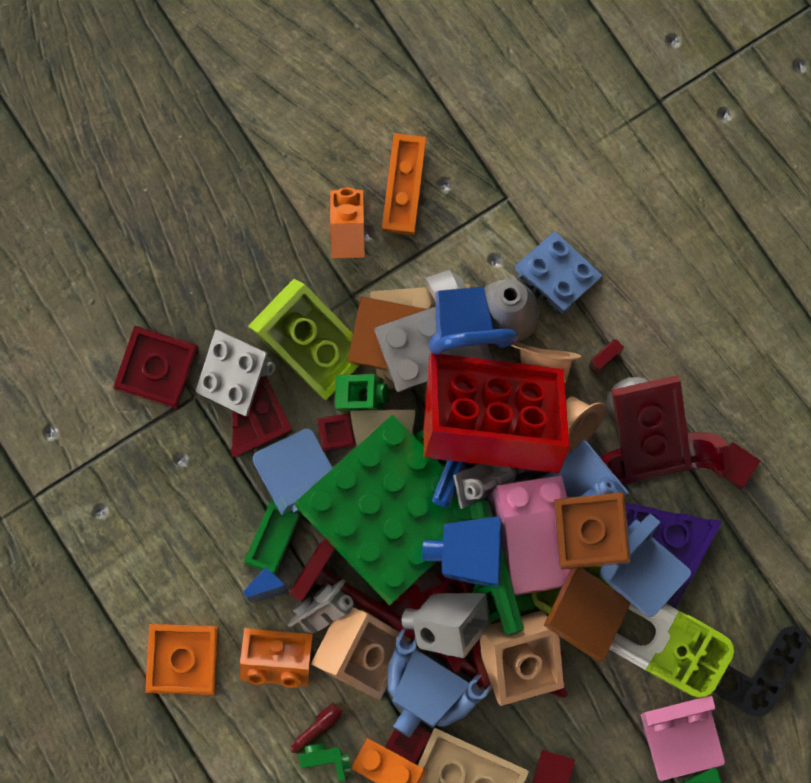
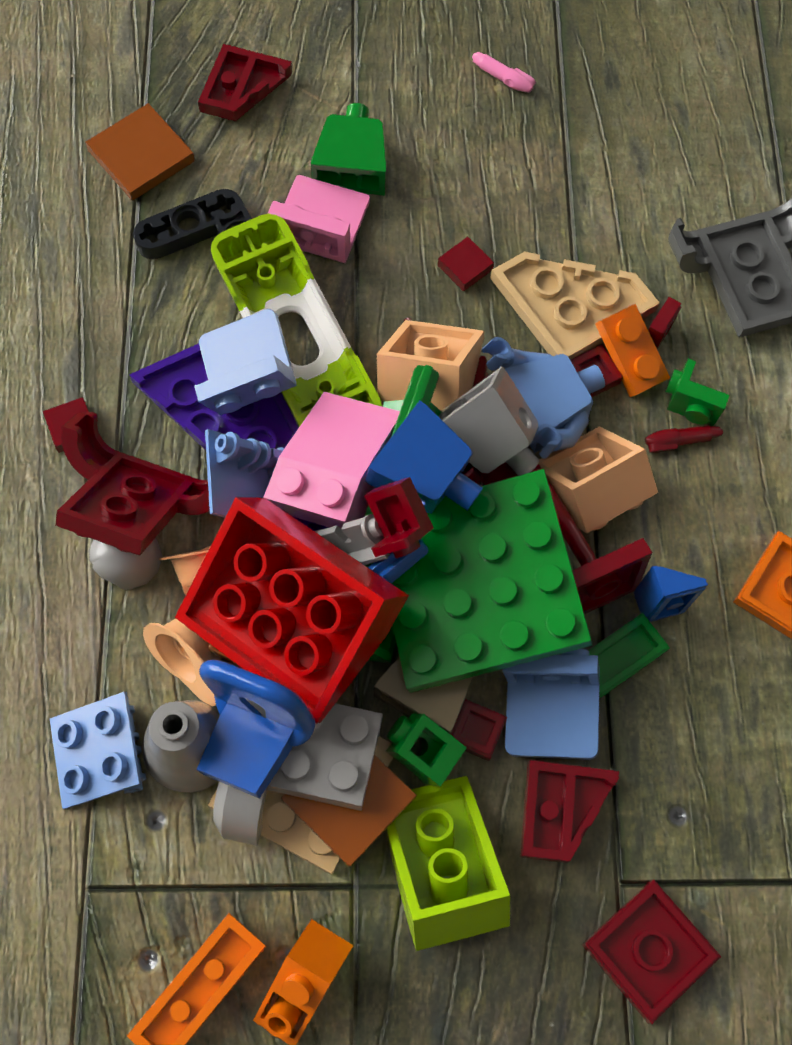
camera: 150 degrees left, 10 degrees down
(233, 372) = (562, 874): light grey hinge -> none
(275, 657) = (688, 528): orange bracket -> none
(325, 606) = (608, 533): light grey hinge -> none
(458, 499) = (399, 517): none -> dark red bracket
(587, 613) = (336, 352): dark orange tile -> none
(592, 531) = (274, 404): dark orange tile -> none
(606, 356) = (116, 616): dark red tile -> none

